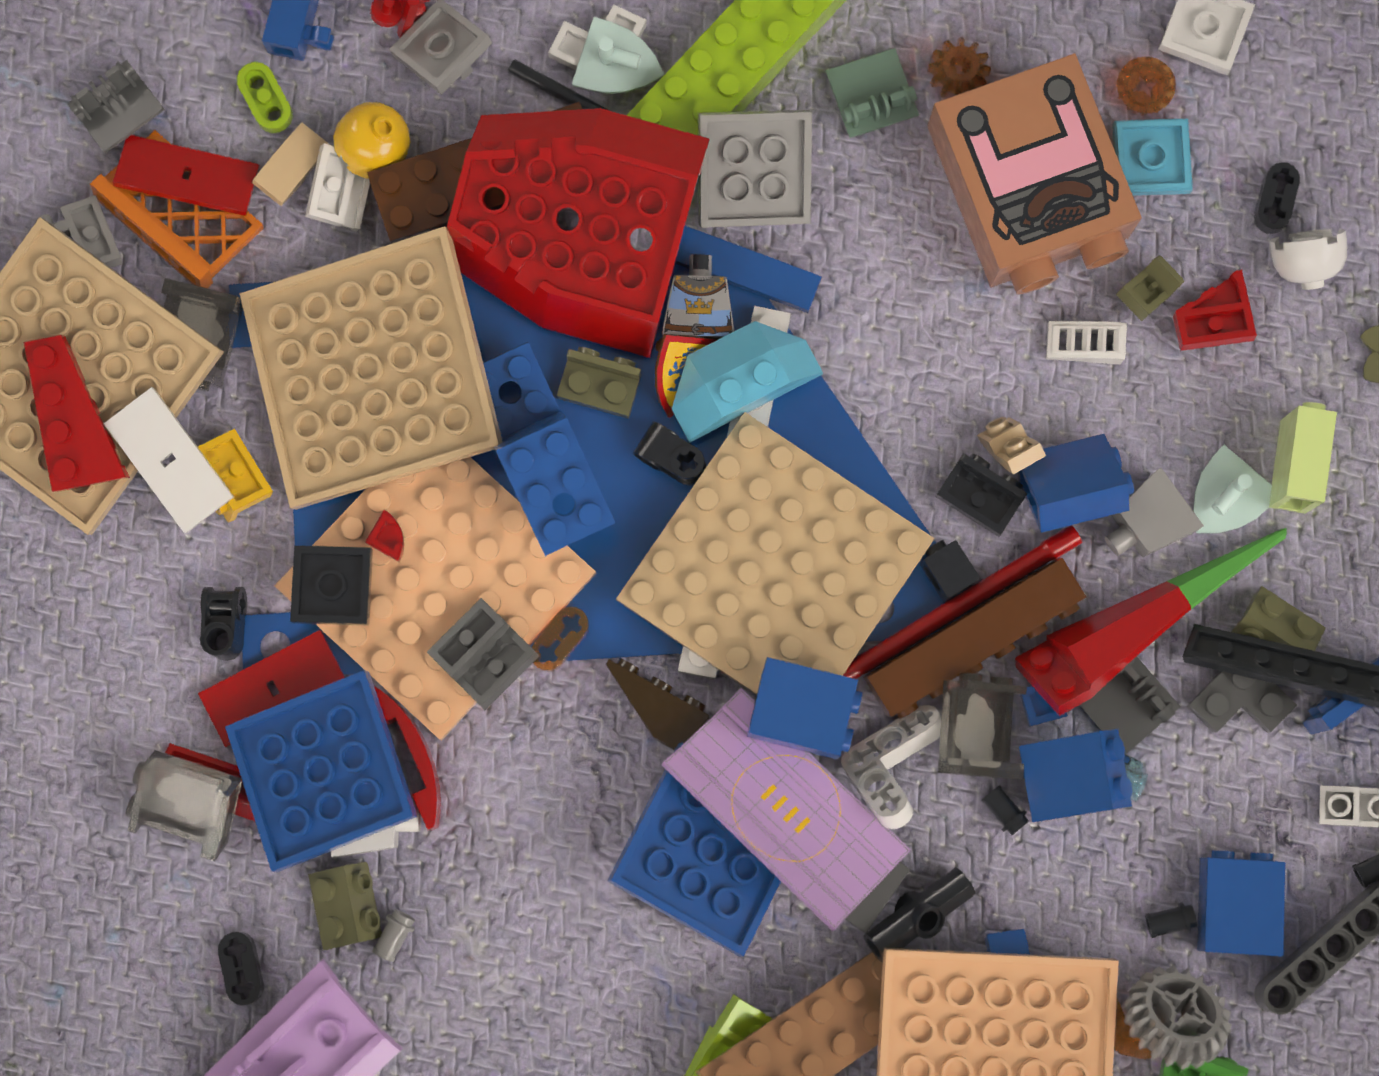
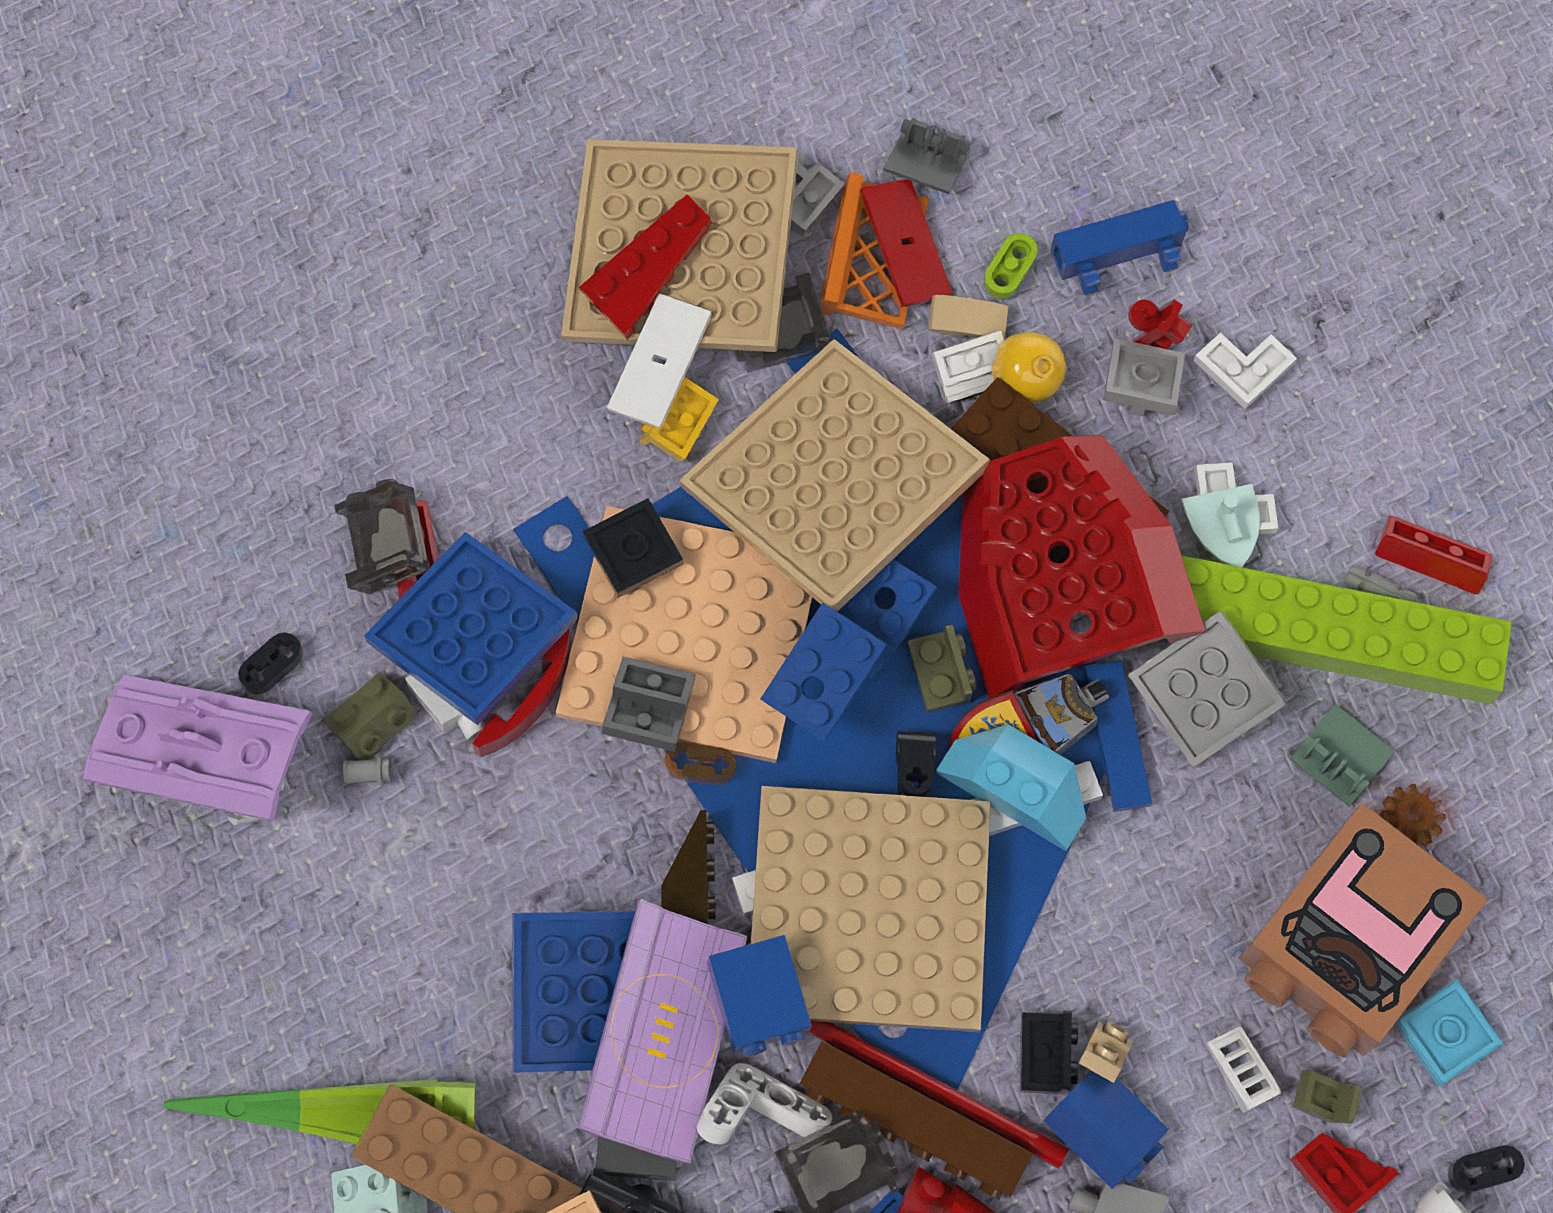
camera: 55 degrees right, 10 degrees down
(222, 613) = (557, 481): black piece -> none
(294, 671) = (545, 560): red piece -> none
(387, 537) = (701, 570): red tile -> none
(551, 86) = (1170, 487): black bar -> none
(948, 569) = (962, 1061): black brick -> none
(1150, 70) = (1526, 989): clear orange gear -> none

